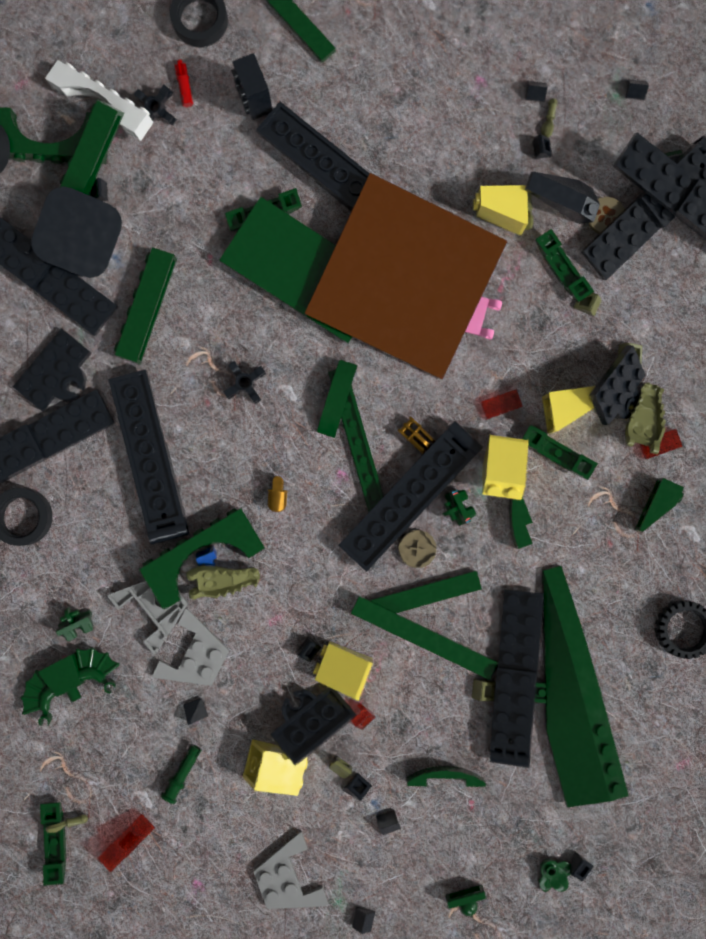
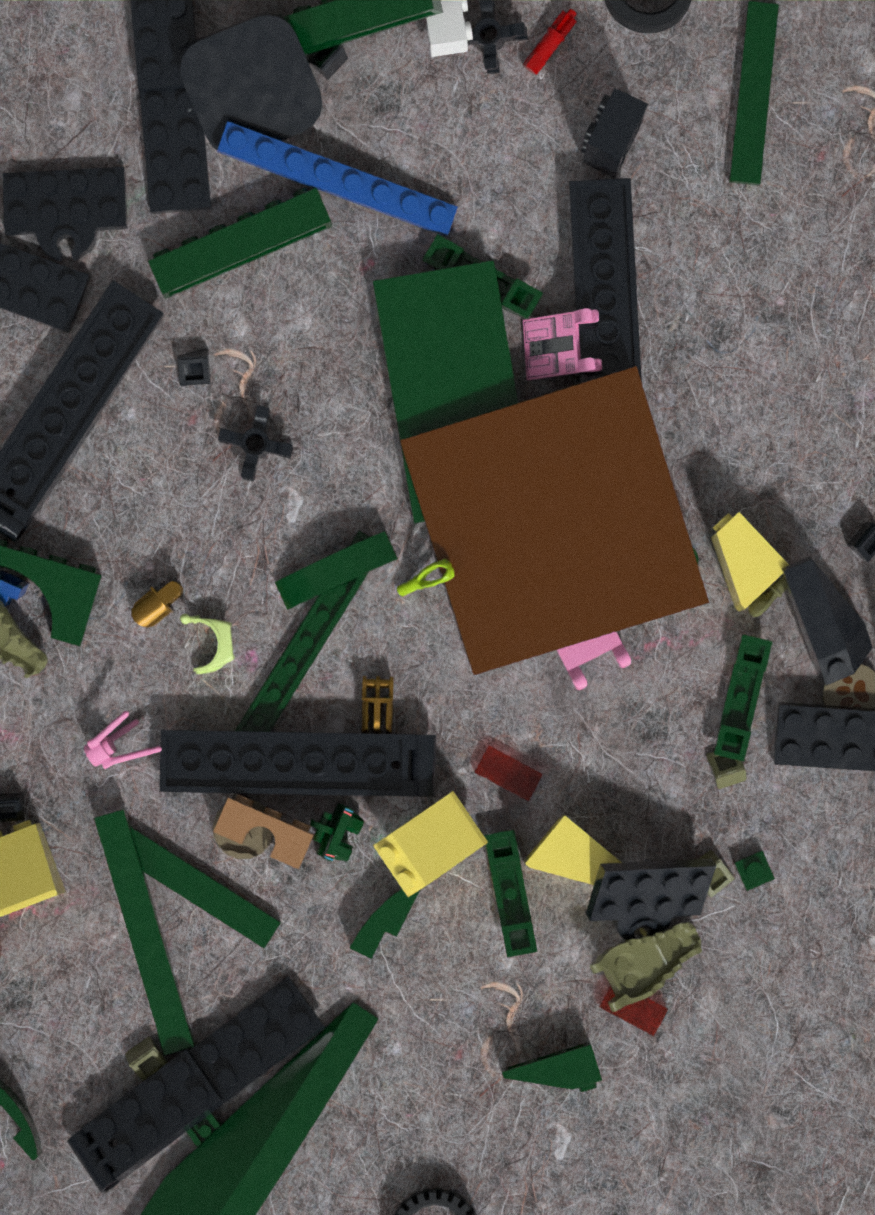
camera: 50 degrees right, 0 degrees up
(156, 235) = (337, 179): none -> blue plate
(184, 380) = (194, 368): none -> black slope
(321, 581) = (101, 747): none -> bright pink plant
(325, 205) = (554, 345): none -> bright pink flag
(325, 480) = (224, 637): none -> yellowish green helmet
(377, 365) = (419, 581): none -> lime piece
(444, 531) = (290, 839): none -> medium nougat arch
(646, 333) = (754, 870): none -> dark green plate

